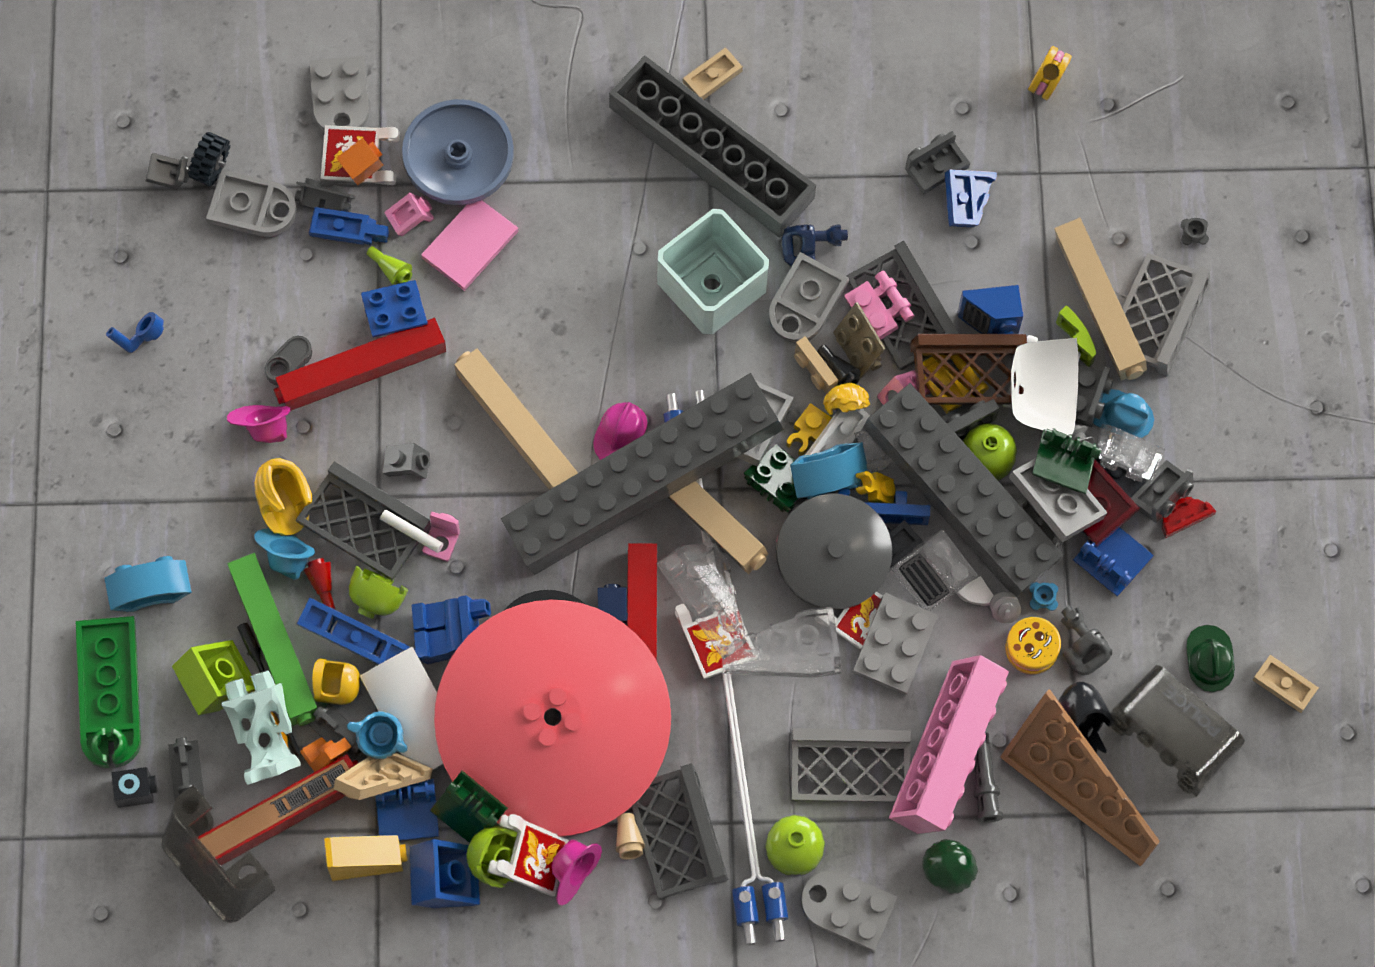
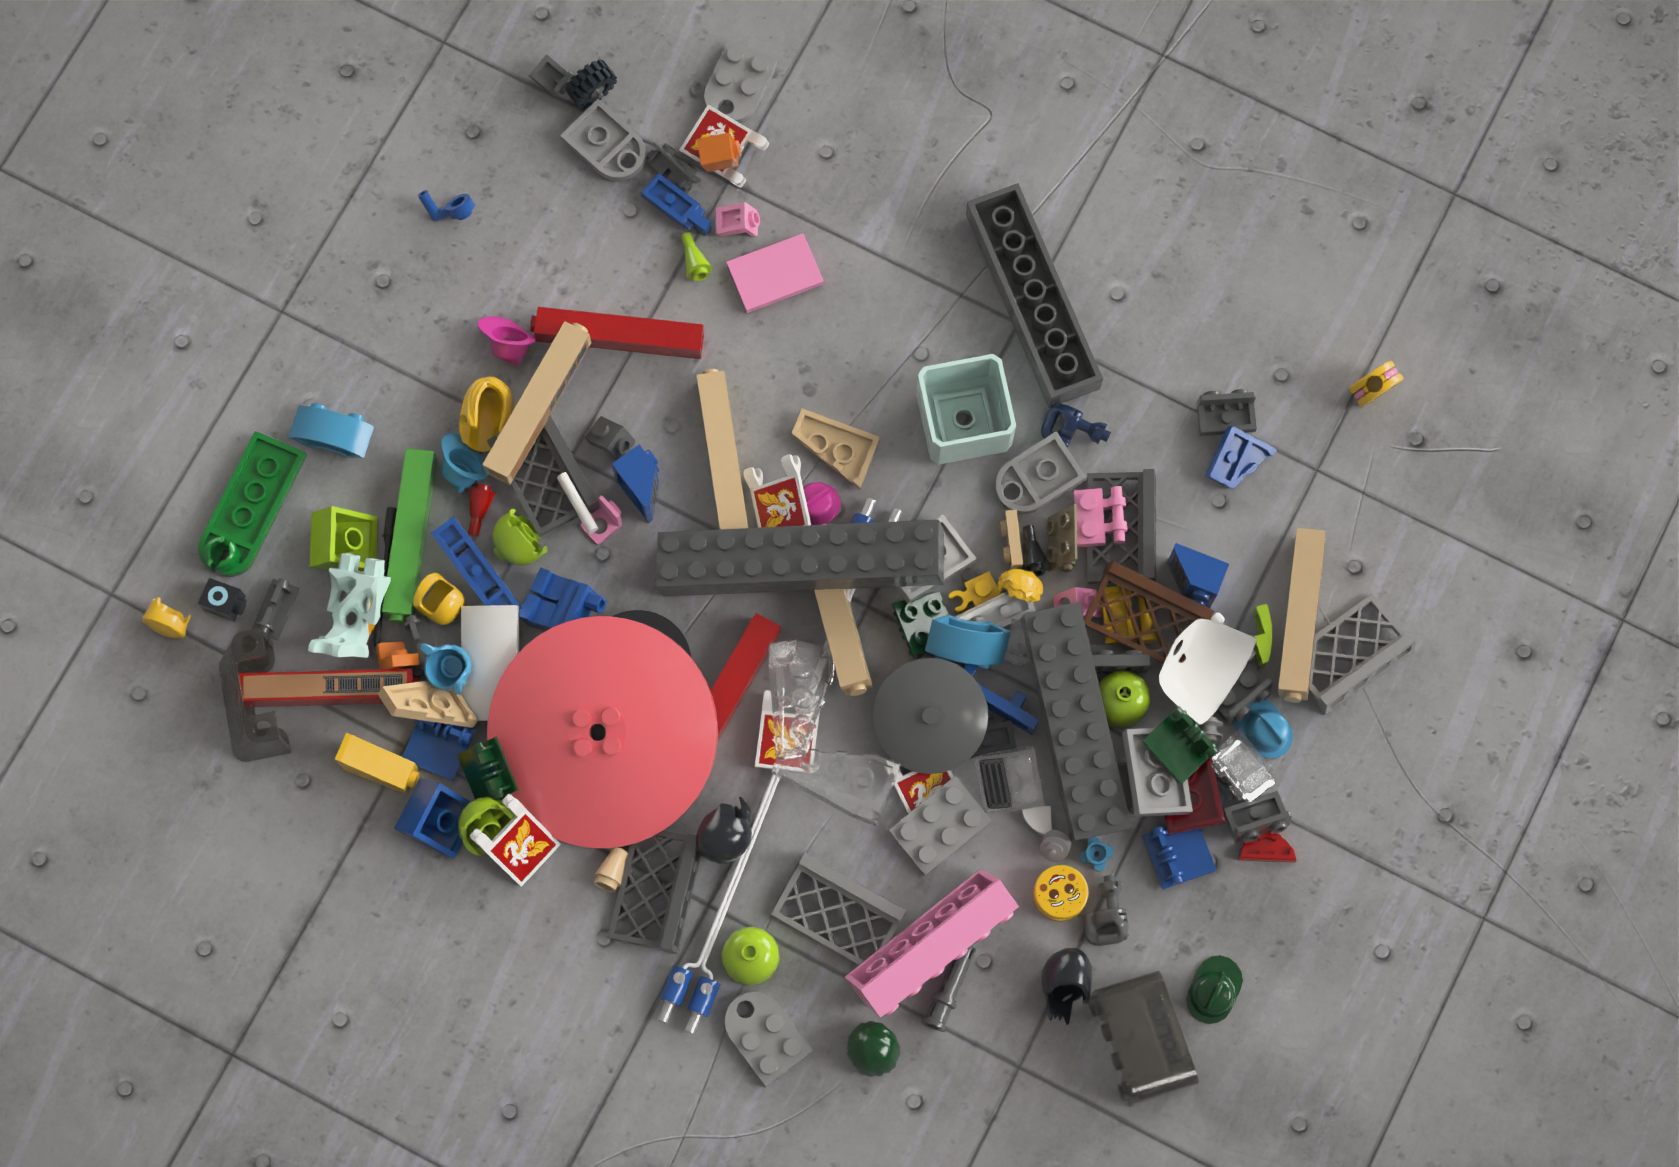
camera: 30 degrees right, 5 degrees up
(91, 833) = (165, 620): none -> yellow hair
(292, 354) = (568, 294): dark grey piece -> none
(326, 460) = (537, 402): none -> tan brick
(394, 308) = (674, 298): blue hinge -> none
(455, 482) = (638, 478): none -> blue slope
(458, 152) = (808, 187): sand blue dish -> none
(572, 867) = (547, 871): dark pink piece -> none
(592, 435) = (779, 501): none -> flag
(613, 363) = (837, 444): none -> tan wing
(613, 600) = (713, 658): dark blue brick -> none
(713, 74) = (1073, 230): tan plate -> none
(713, 748) = (725, 834): none -> black helmet
(878, 486) = (1004, 679): yellow plate -> none
(1066, 767) = (1024, 1018): medium nougat wing -> none
(1197, 224) = (1431, 590): dark grey plate -> none
(1285, 683) = (1267, 1050): tan plate -> none

